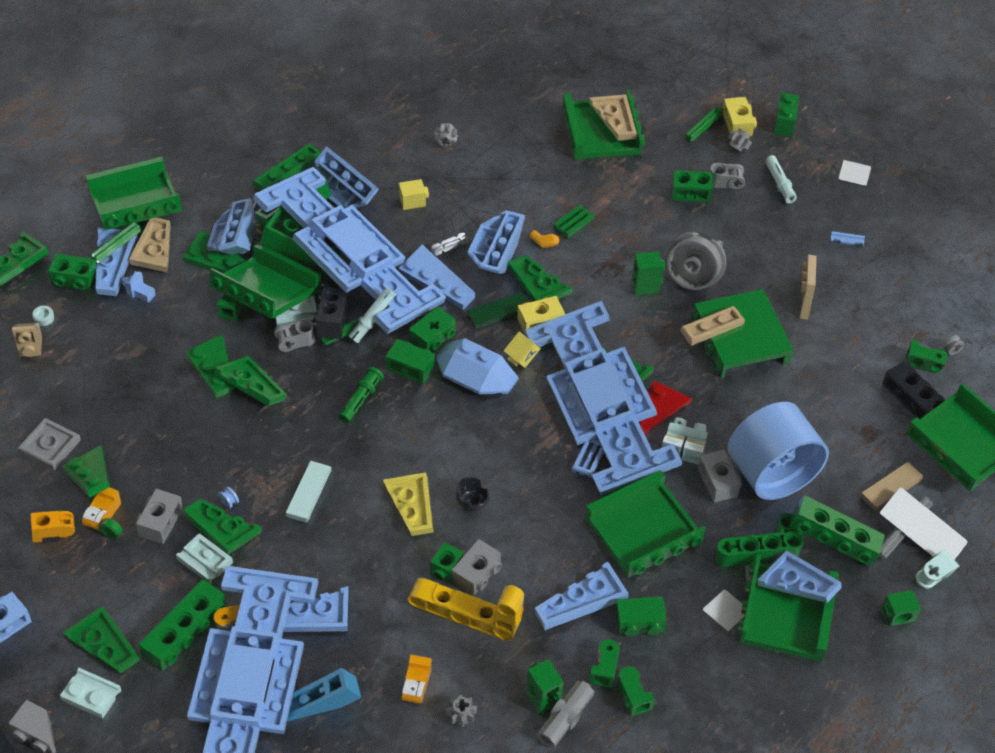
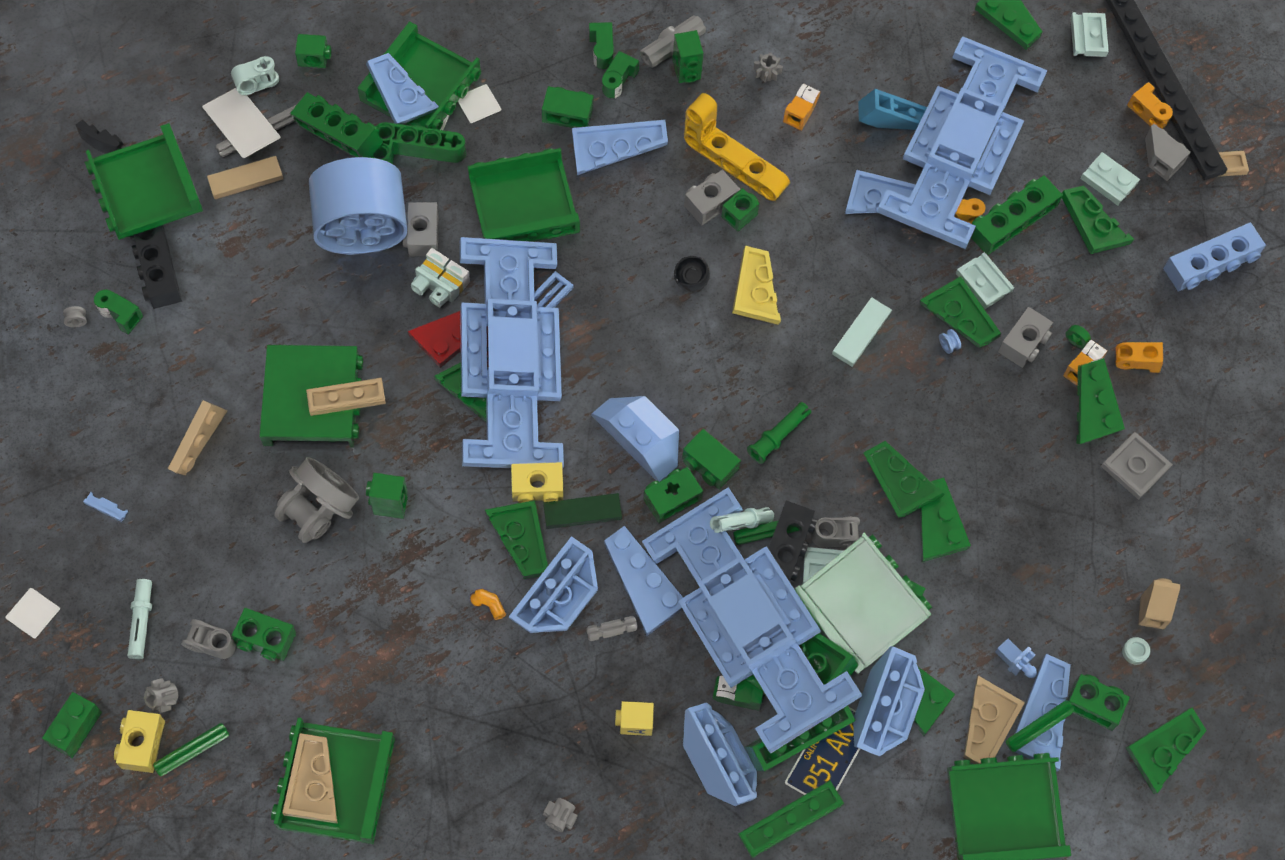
camera: 165 degrees left, 15 degrees up
(521, 350) = (578, 434): light yellow brick -> none
(571, 219) = (435, 615): green tile -> none

